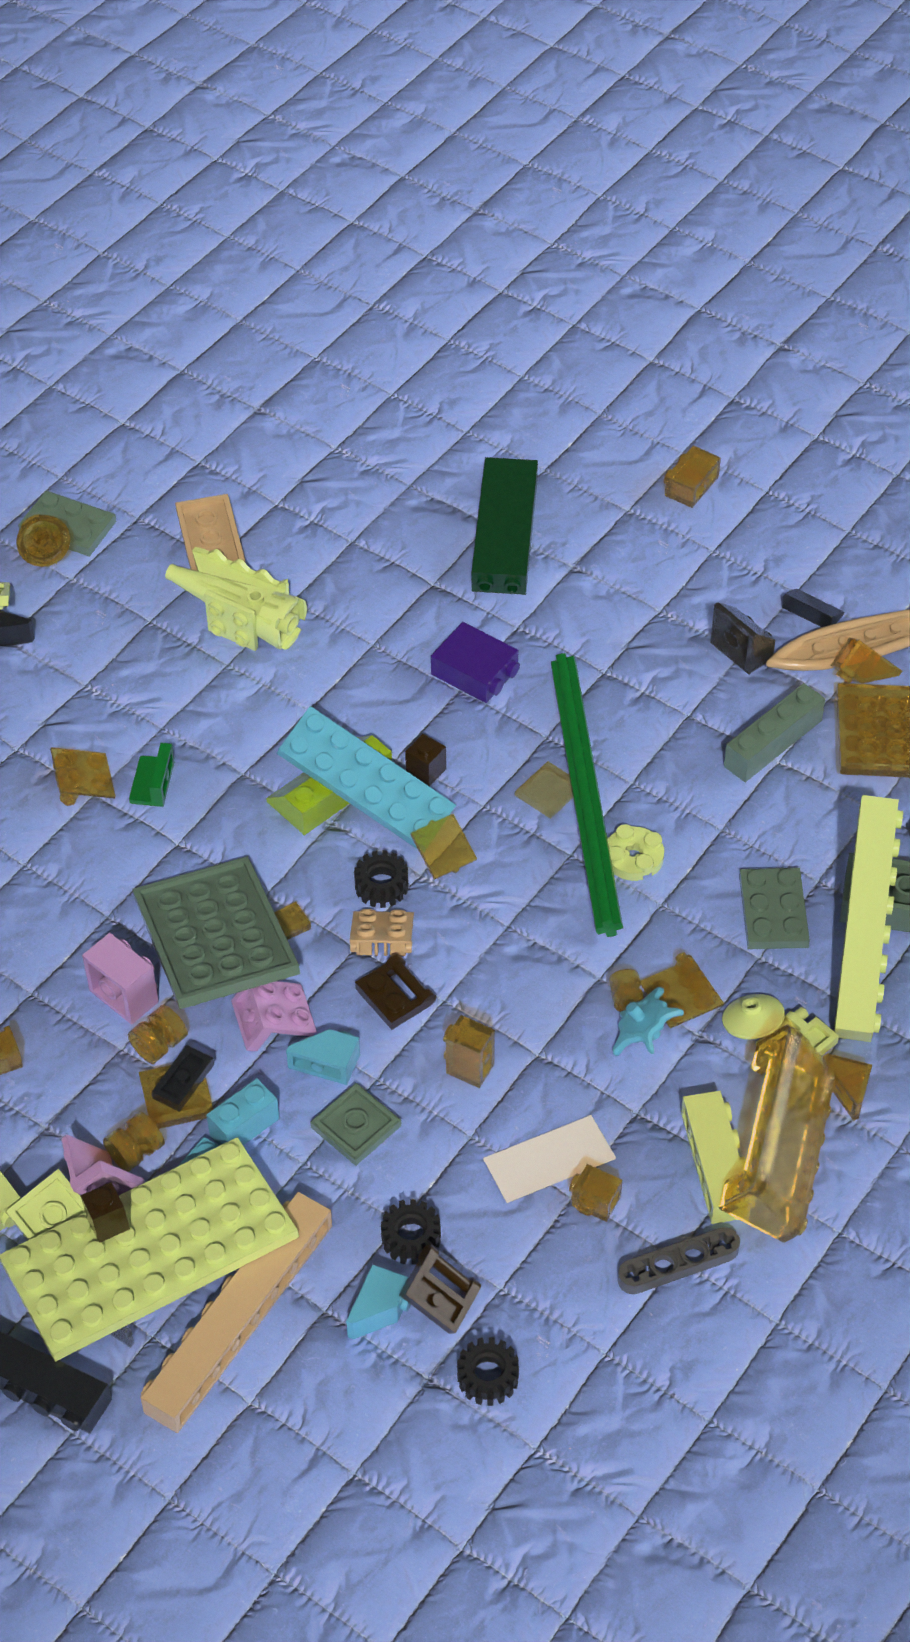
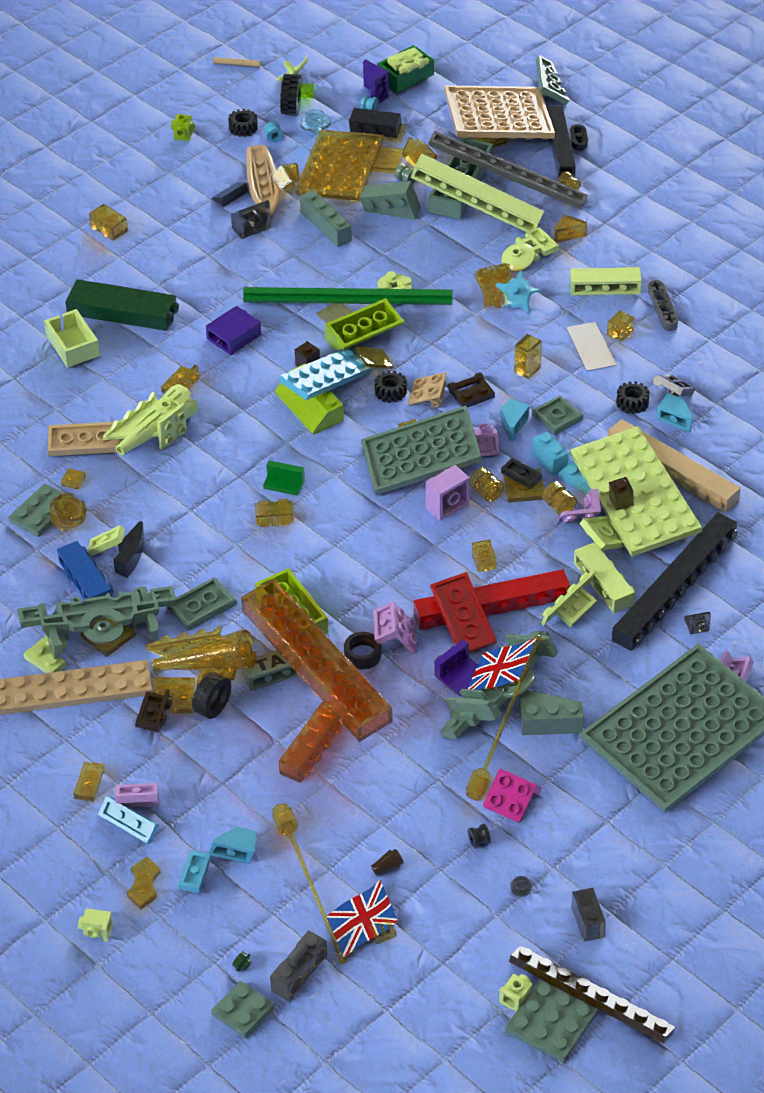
camera: 80 degrees left, 5 degrees down
(132, 544) = (73, 479): none -> clear yellow plate
(352, 623) = (182, 376): none -> clear yellow bracket
(410, 481) = (75, 342): none -> yellowish green piece
(484, 1389) = (720, 370): black tyre -> none
(504, 816) = (362, 325): none -> lime slope
(774, 908) = (445, 241): sand green plate -> none
(785, 1138) = (604, 241): clear yellow windscreen -> none
(841, 810) = (391, 199): none -> sand green wedge

